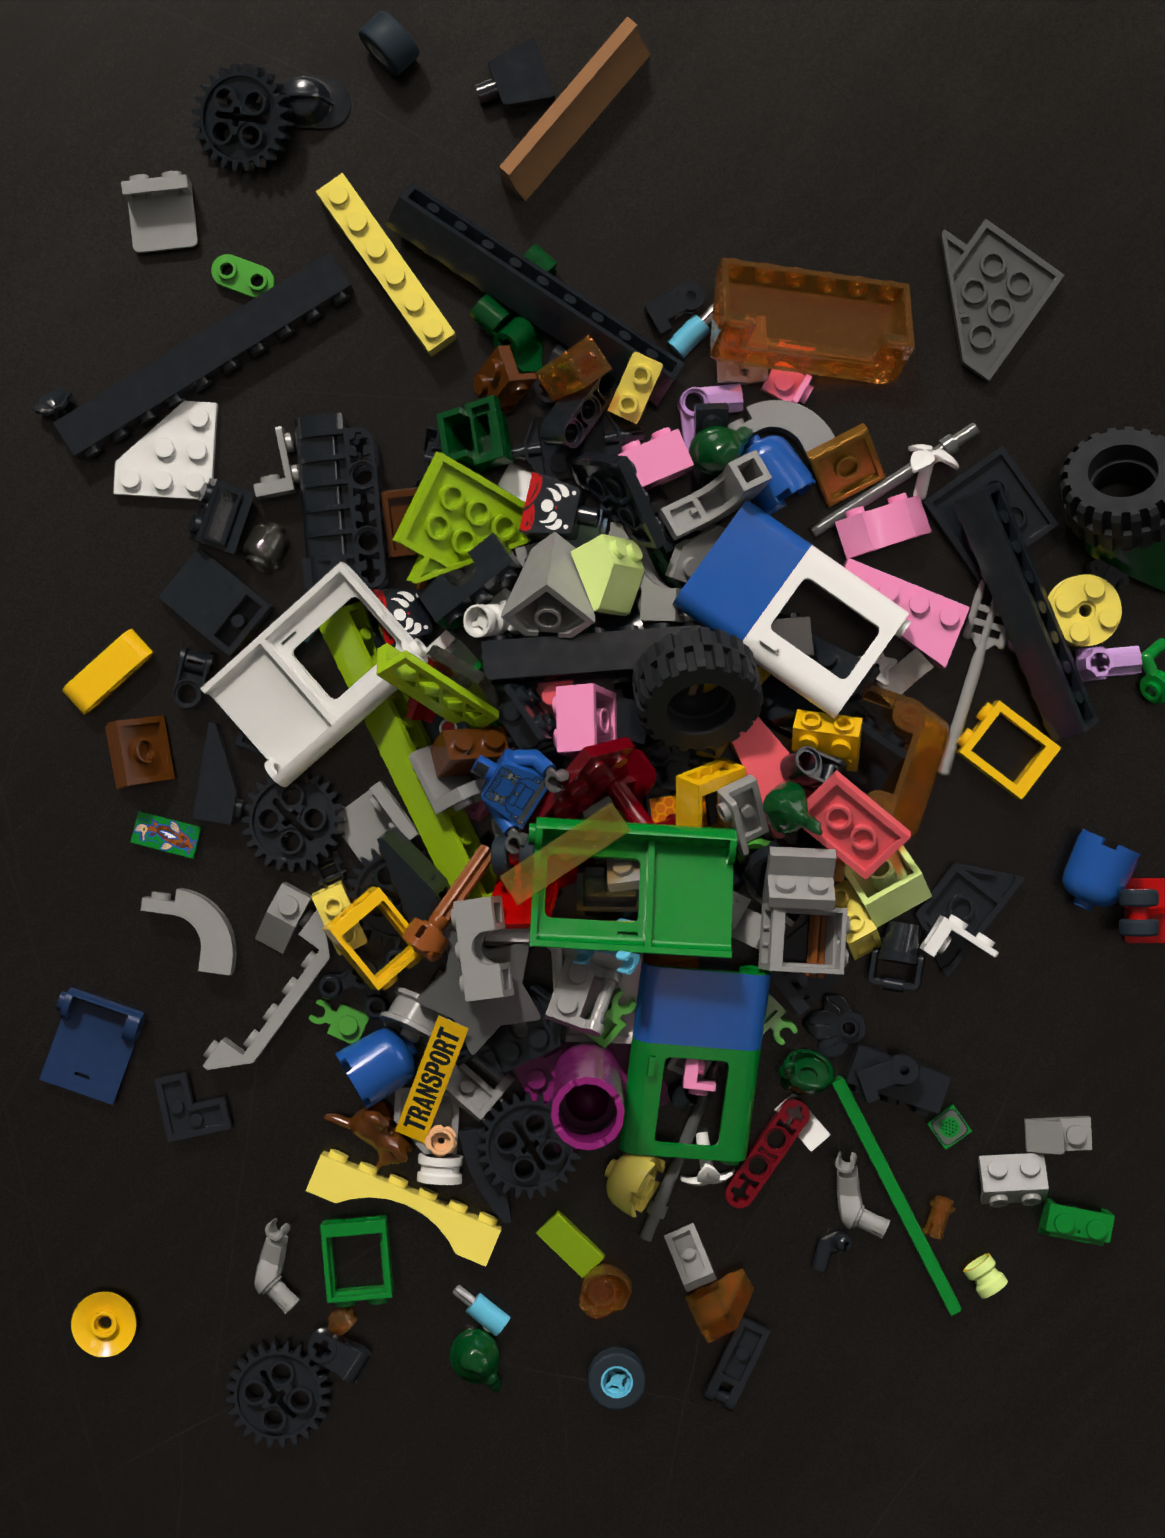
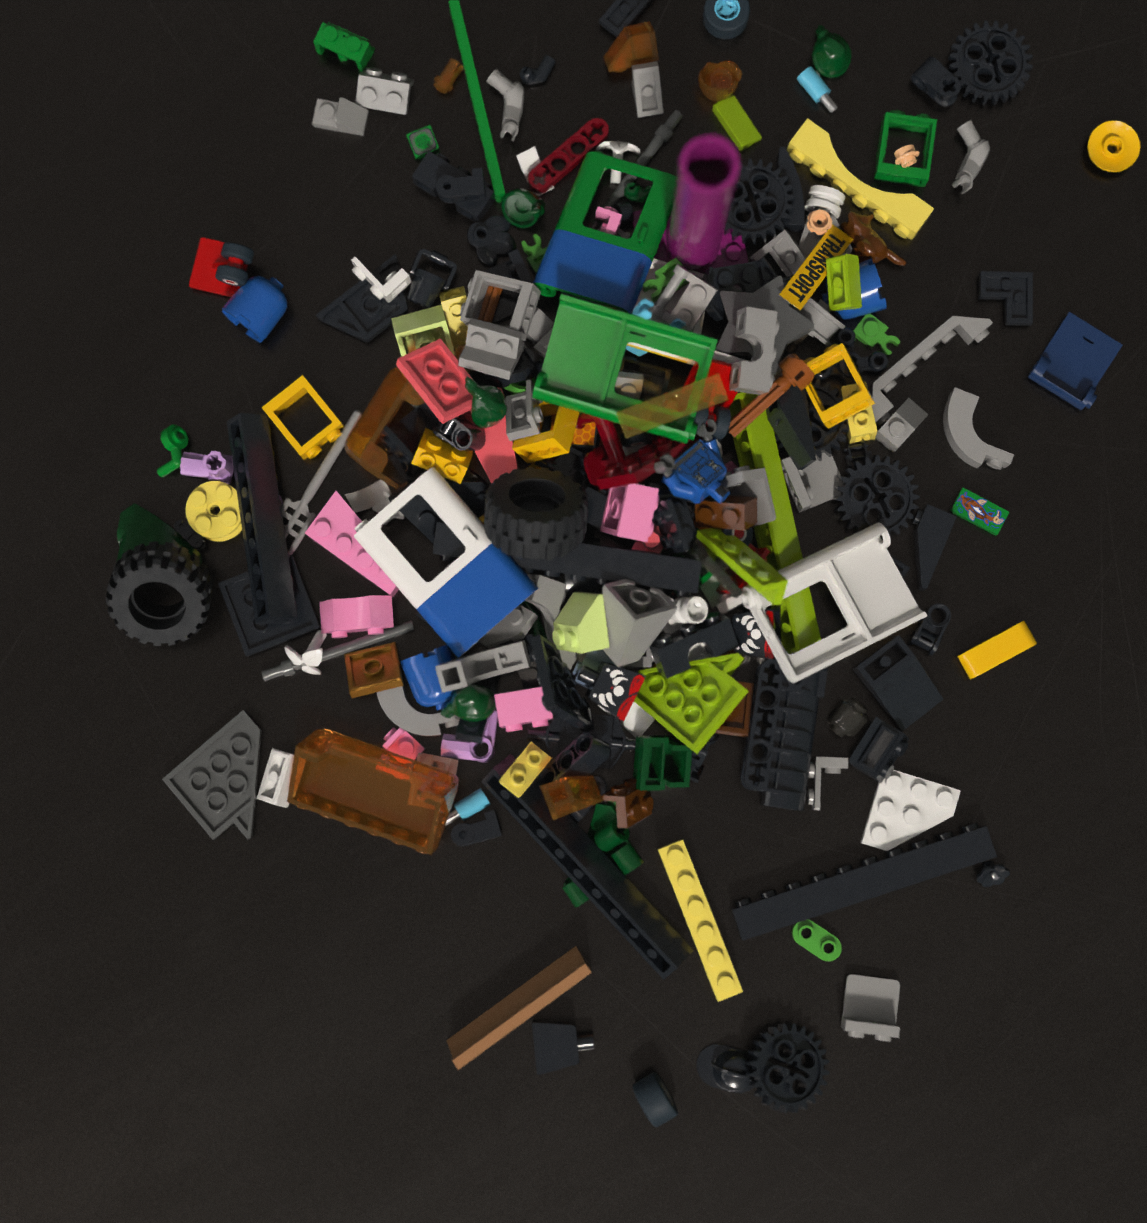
camera: 165 degrees left, 5 degrees down
(139, 751) = (986, 579): reddish brown bracket -> none
(341, 1320) = (928, 105): clear orange plate -> none
(354, 1246) = (906, 156): none -> light nougat plate
(393, 1066) = (843, 282): none -> lime slope
(632, 1181) = (672, 153): light yellow cylinder -> none
(671, 1126) = (637, 193): none -> dark green arm
(928, 310) = (276, 778): none -> white slope
(985, 1275) = (423, 22): yellowish green wheel -> none

